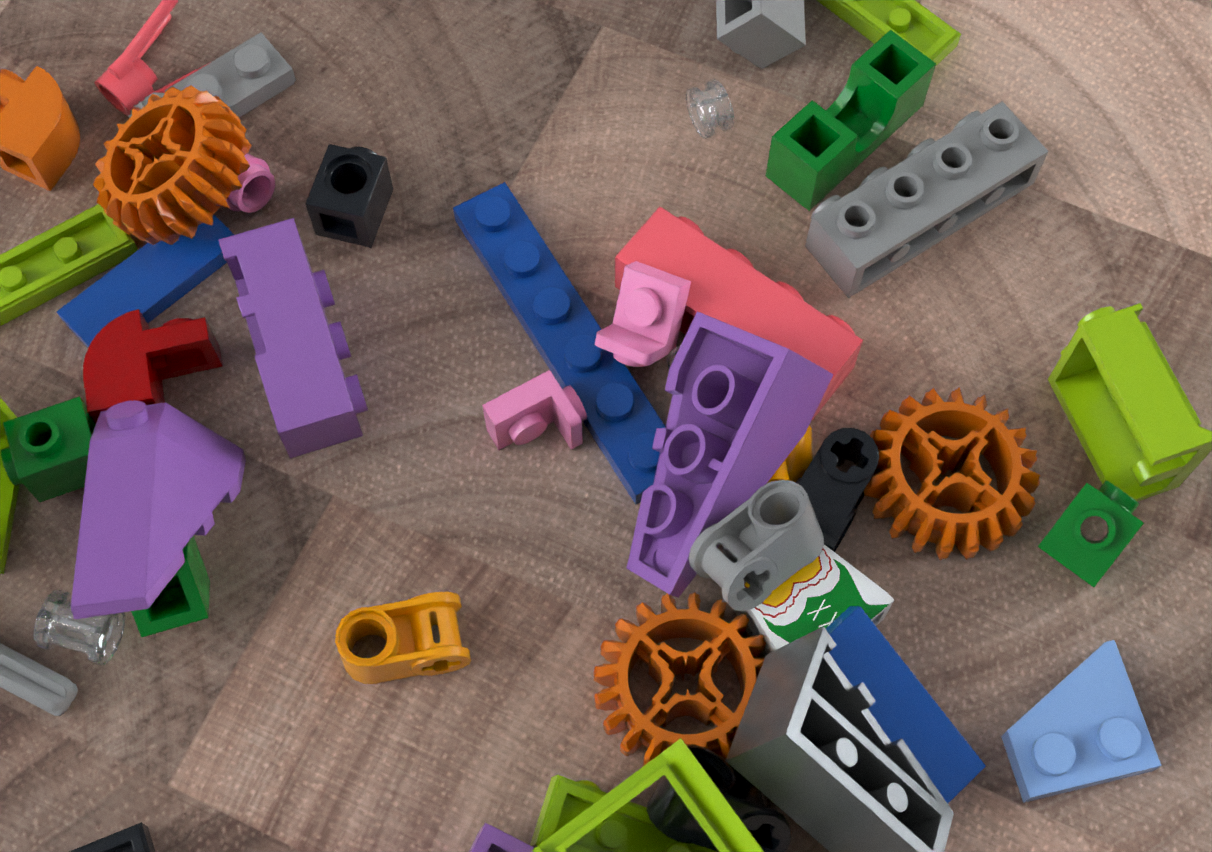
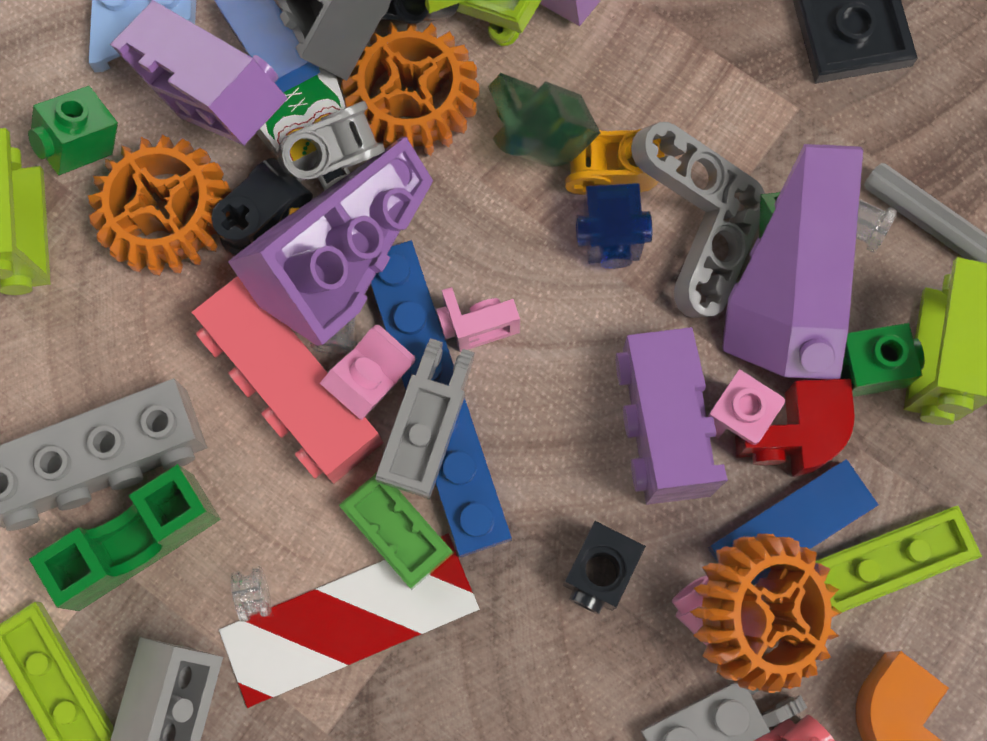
camera: 165 degrees left, 10 degrees up
(216, 362) = (746, 408): none -> bright pink bracket
(278, 503) = (718, 204): none -> light grey beam
(390, 554) = (613, 225): none -> clear blue brick
(508, 641) = (541, 123): none -> clear green brick
(565, 277) = (424, 424): none -> light grey hinge
(577, 194) = (396, 531): none -> bright green plate
(601, 121) = (342, 625): none -> sticker
(943, 601) = (200, 74): none -> medium lavender wedge

